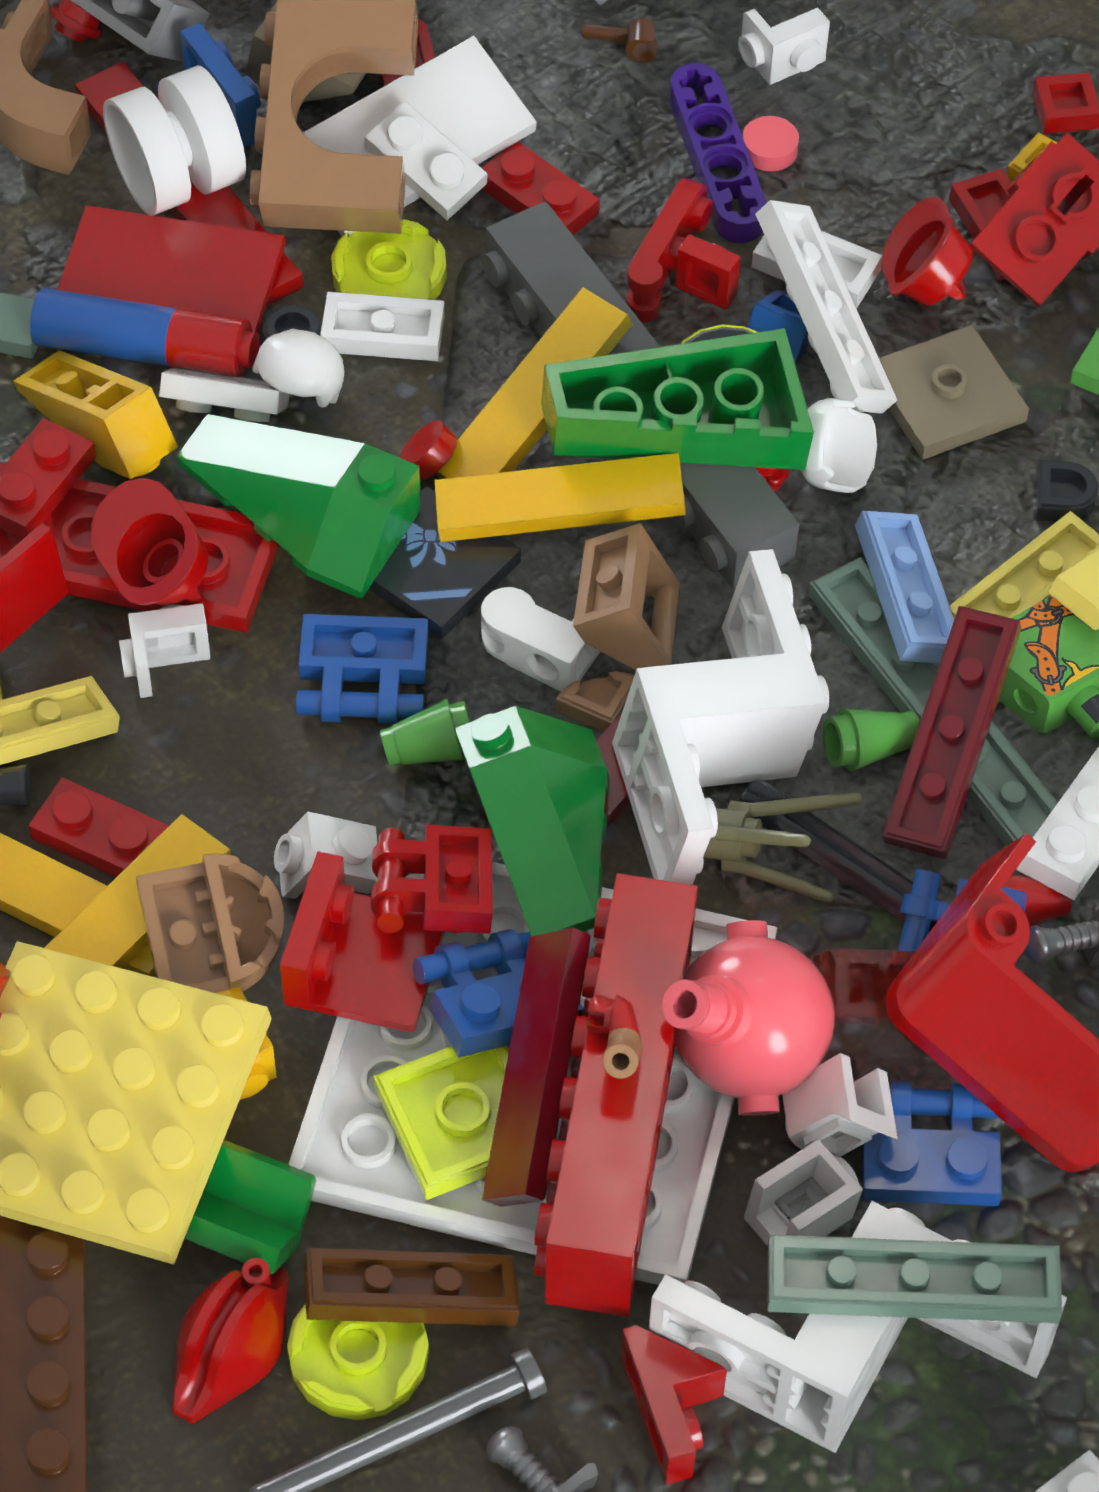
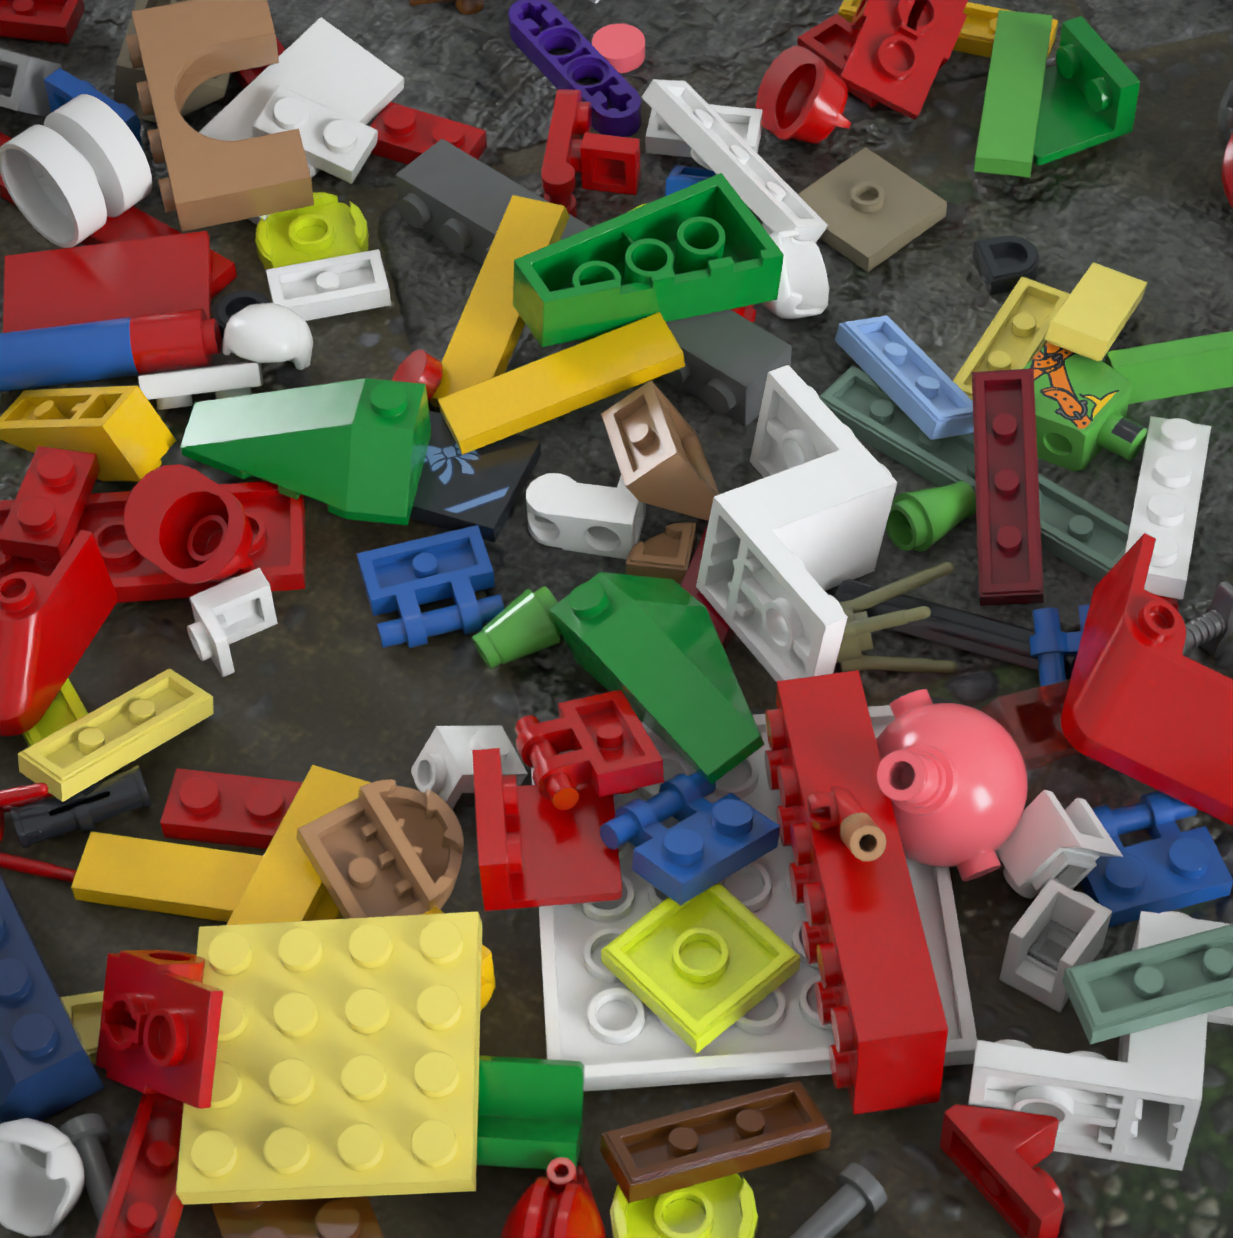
camera: 15 degrees left, 5 degrees down
(536, 1067) = (766, 890): dark red tile -> none

